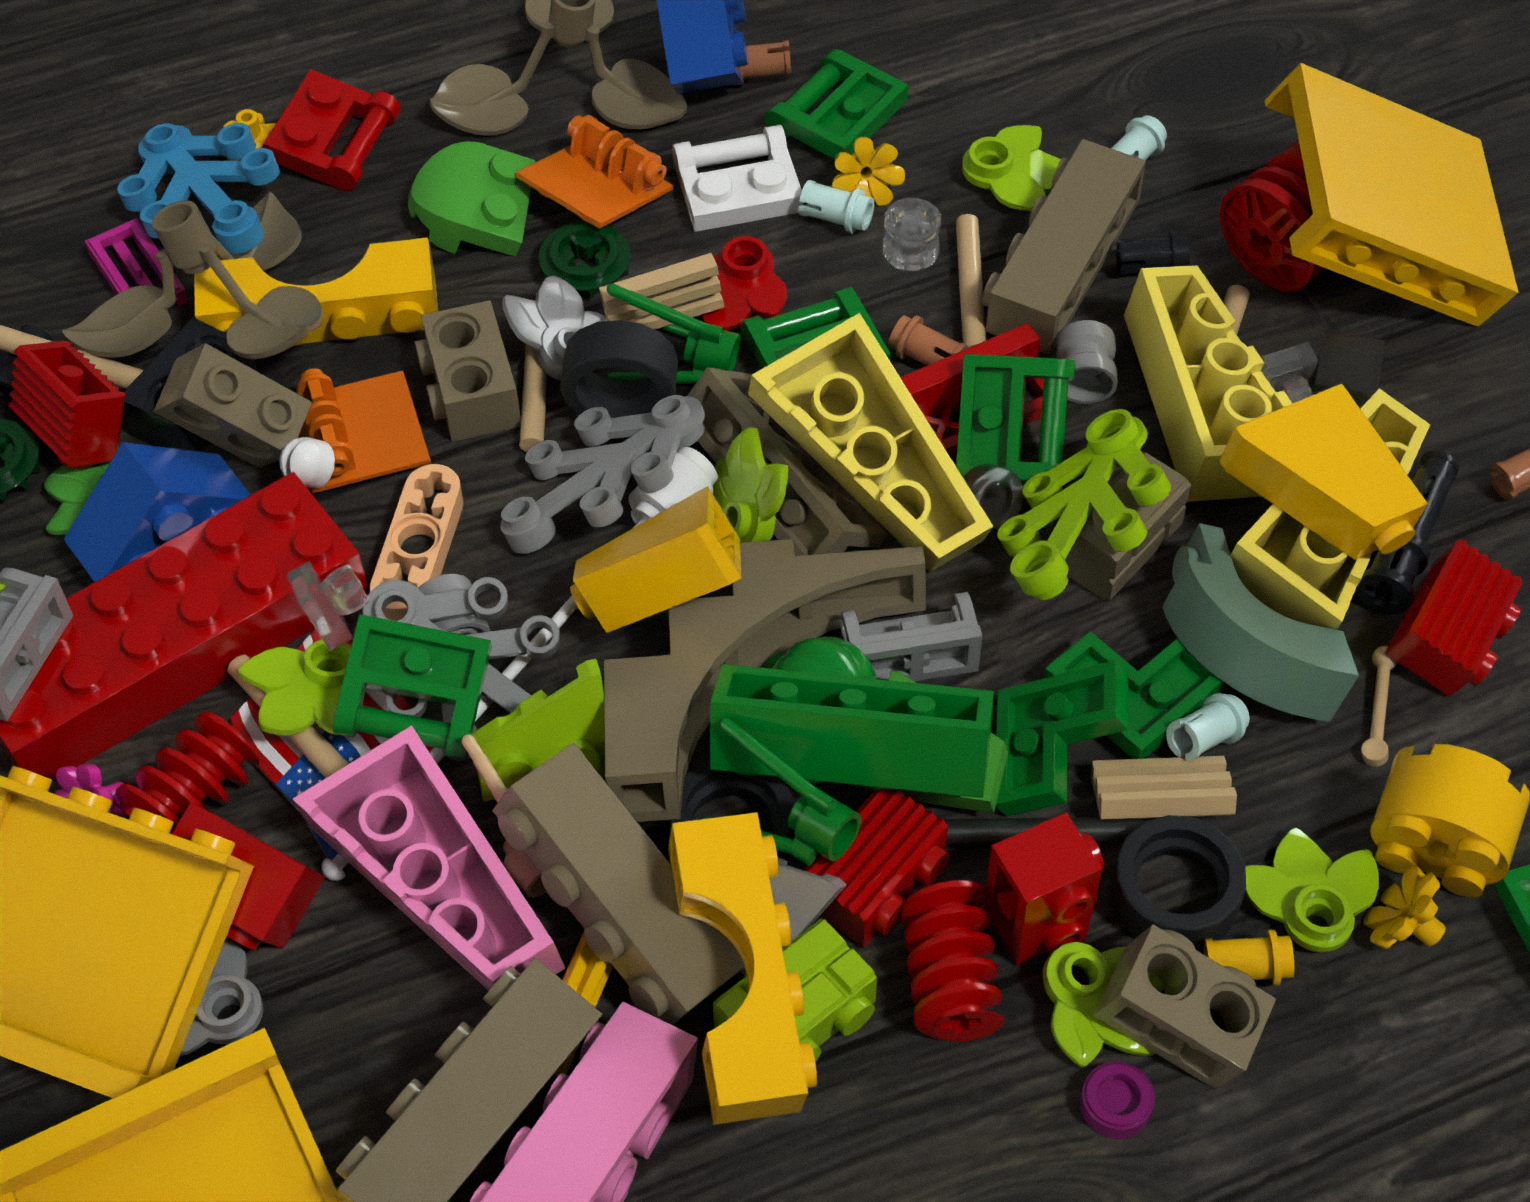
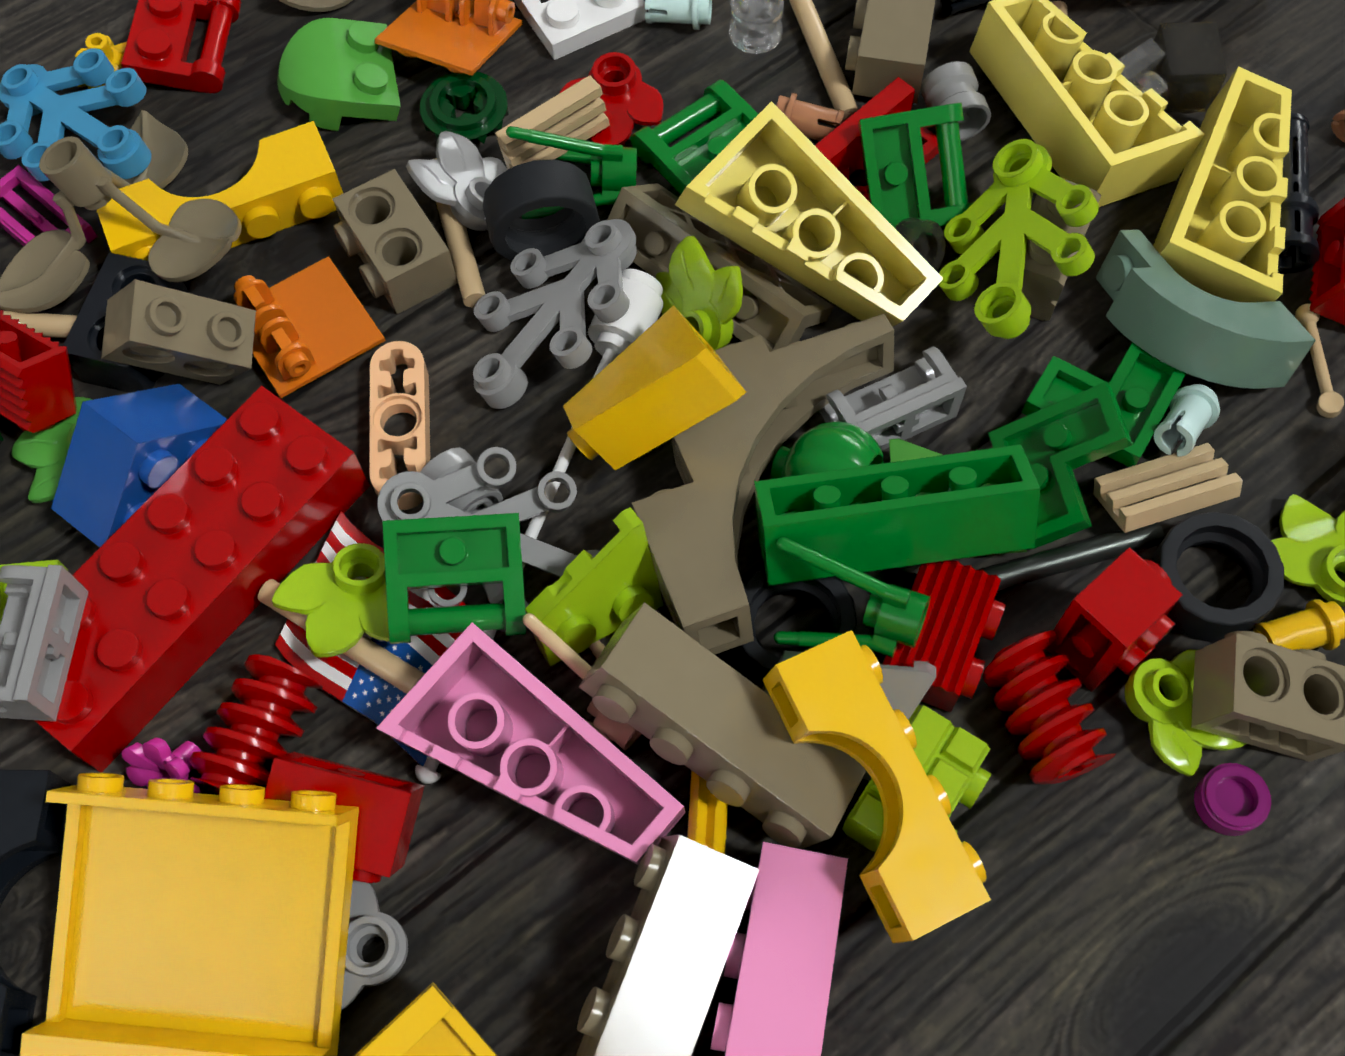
camera: 15 degrees left, 10 degrees up
(309, 459) = (273, 369): white hinge -> none
(328, 600) = (341, 509): clear tile -> none
(1328, 473) = (1237, 156): yellow slope -> none

